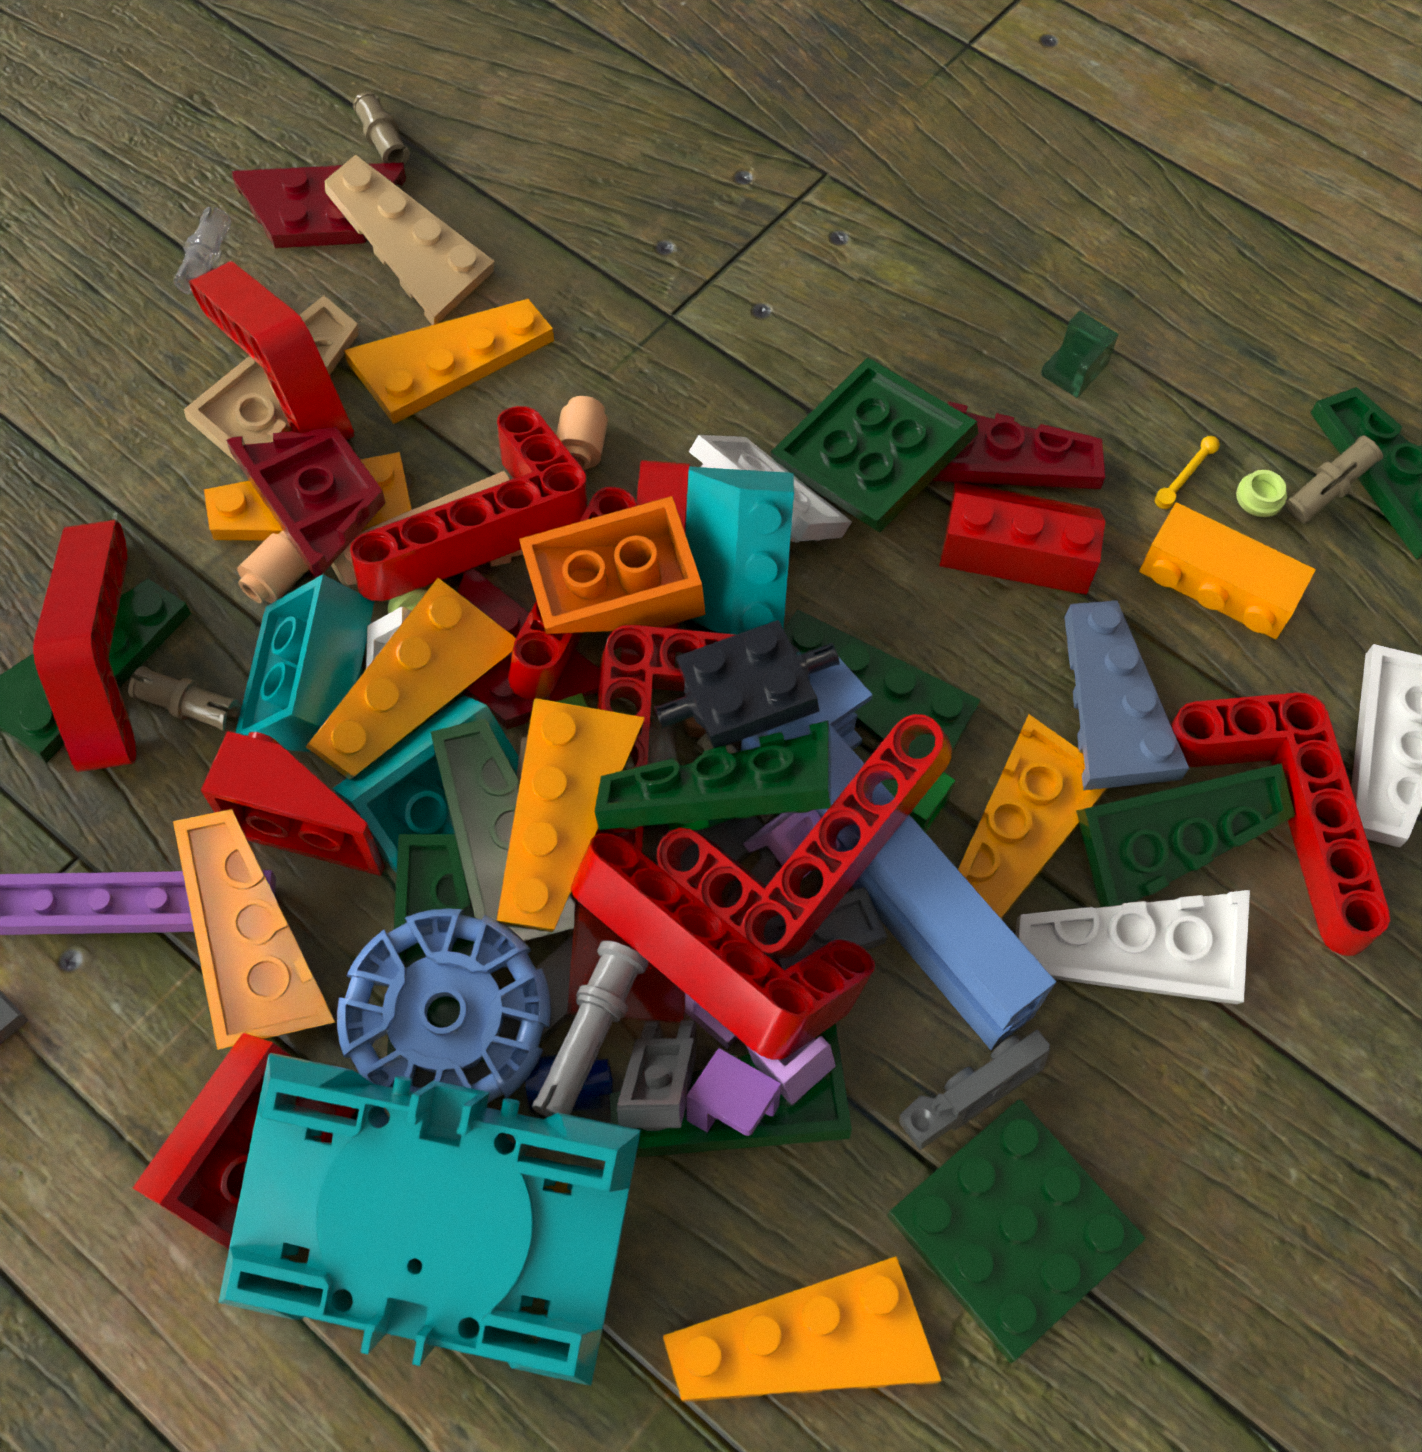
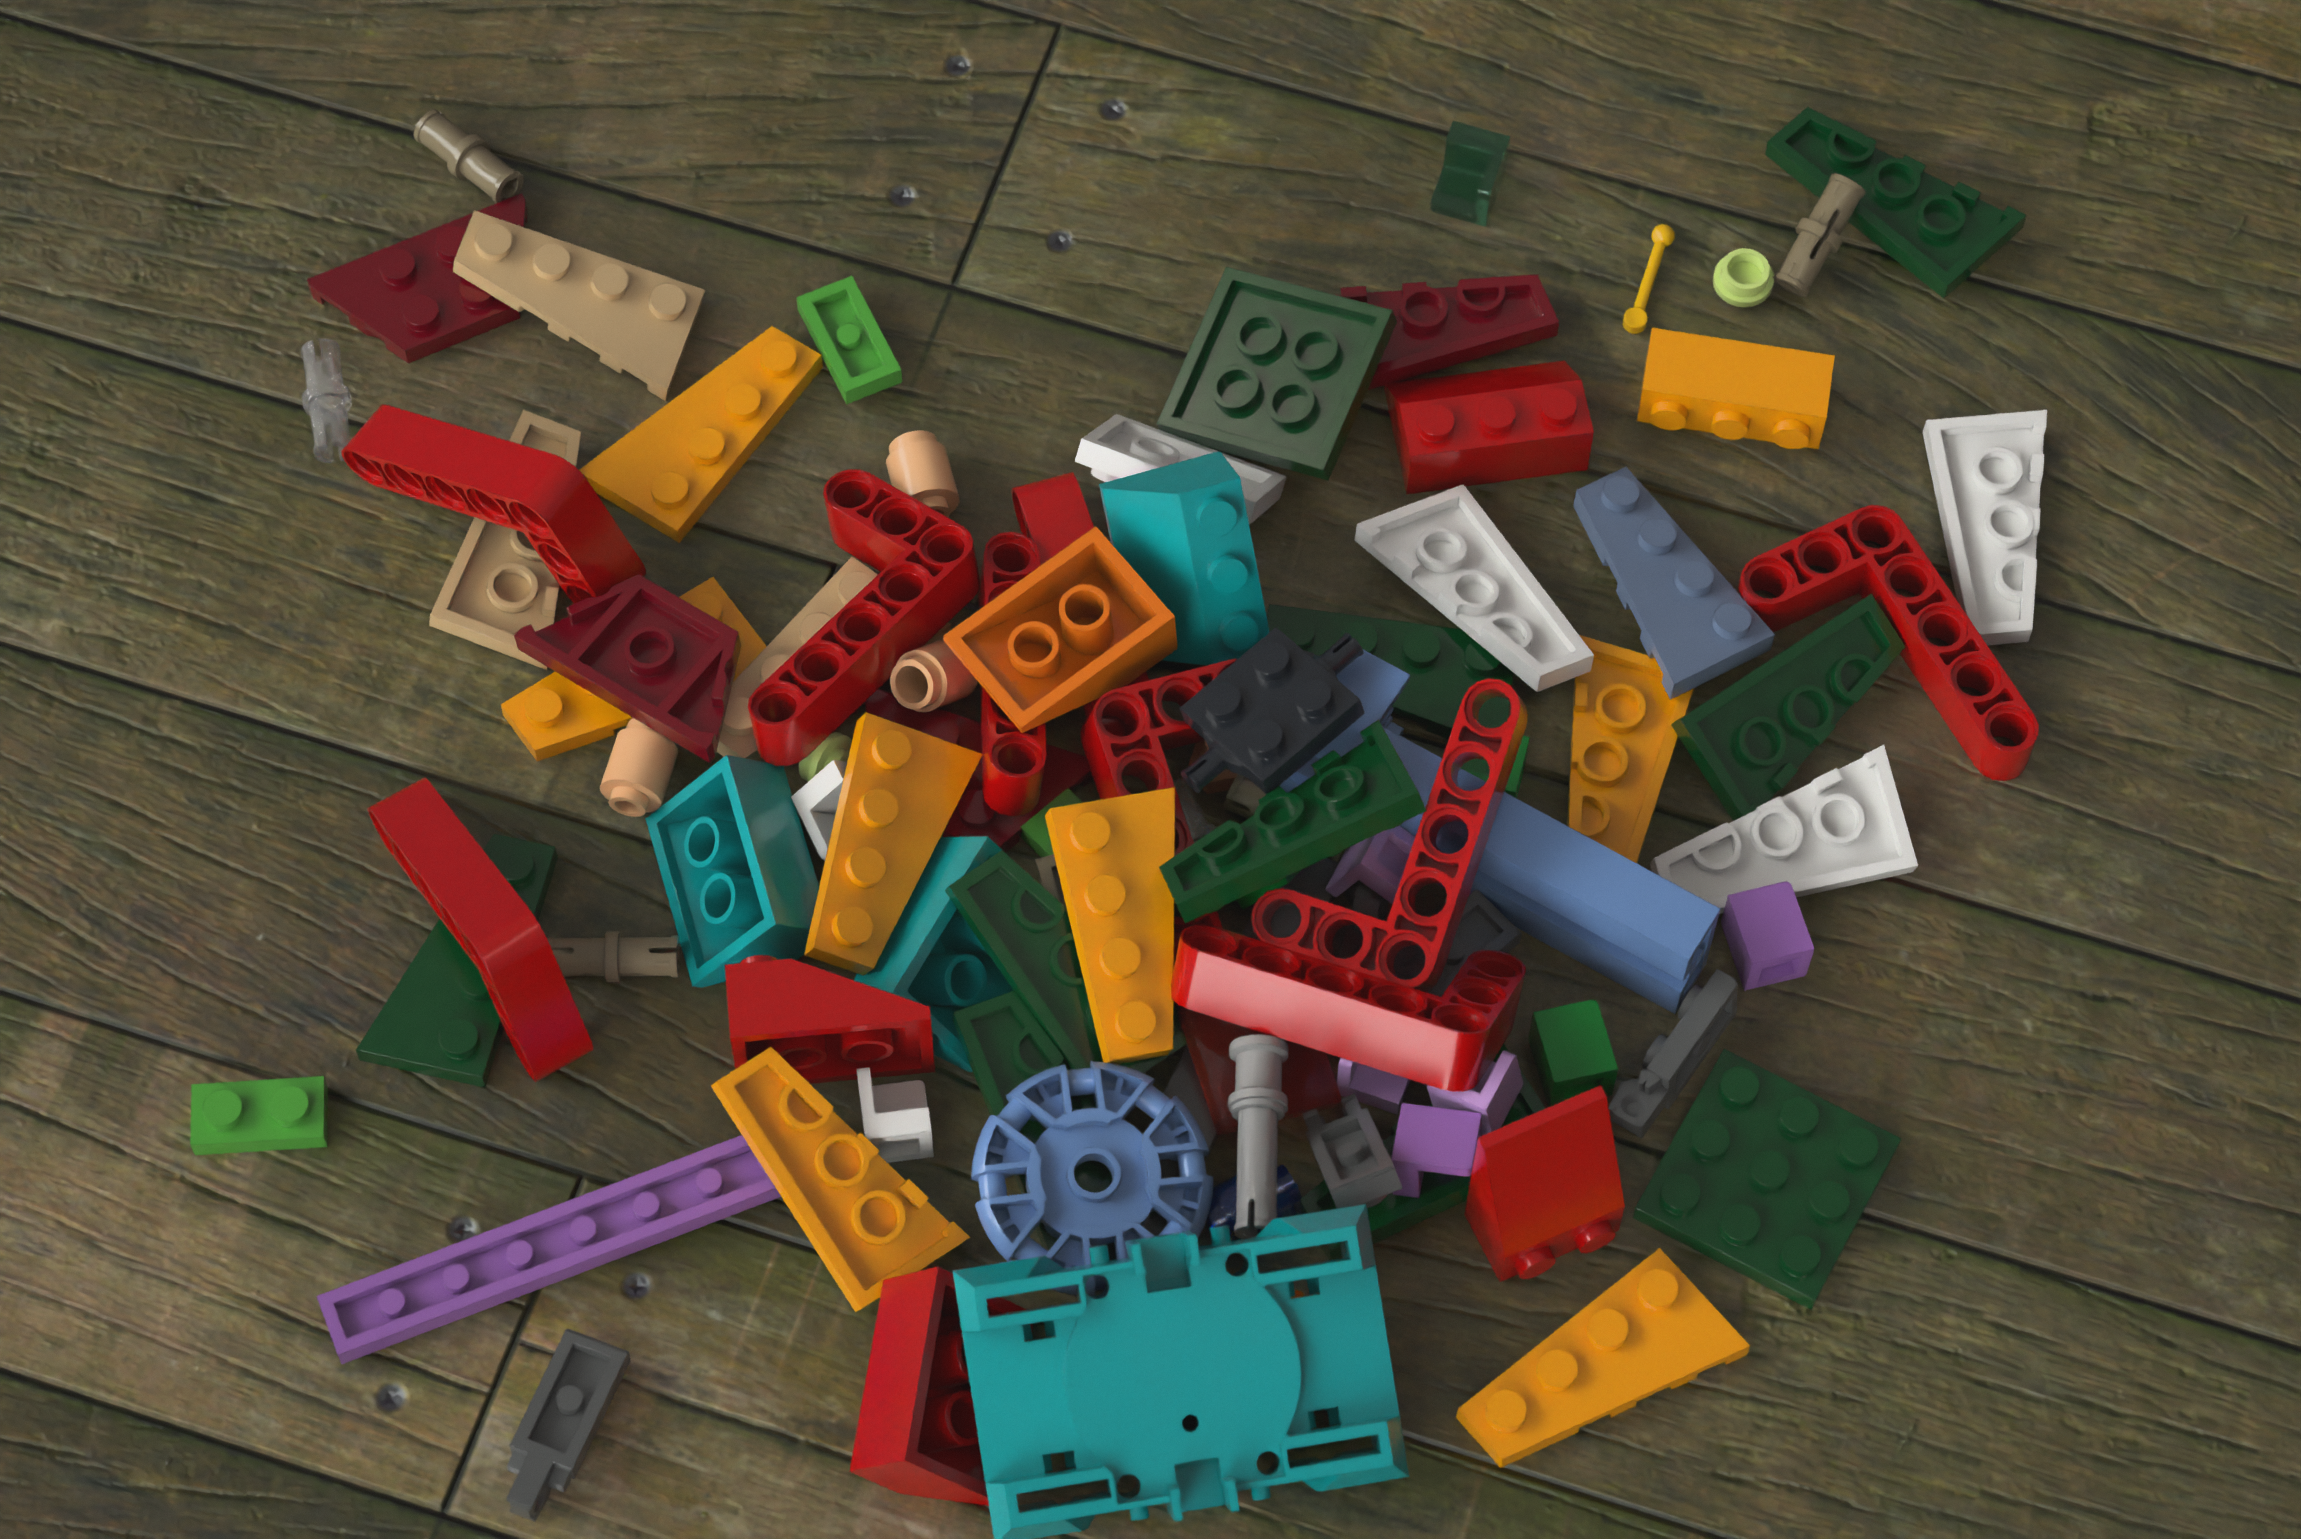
camera: 20 degrees left, 0 degrees up
(323, 900) = (896, 1118): none -> white panel
(506, 574) = (930, 678): none -> light nougat brick
(577, 325) = (849, 340): none -> bright green plate
(814, 1170) = (1546, 1187): none -> red slope
(889, 1054) = (1572, 1051): none -> green panel
(966, 649) = (1478, 581): none -> white wing
(1092, 1014) = (1767, 935): none -> medium lavender panel

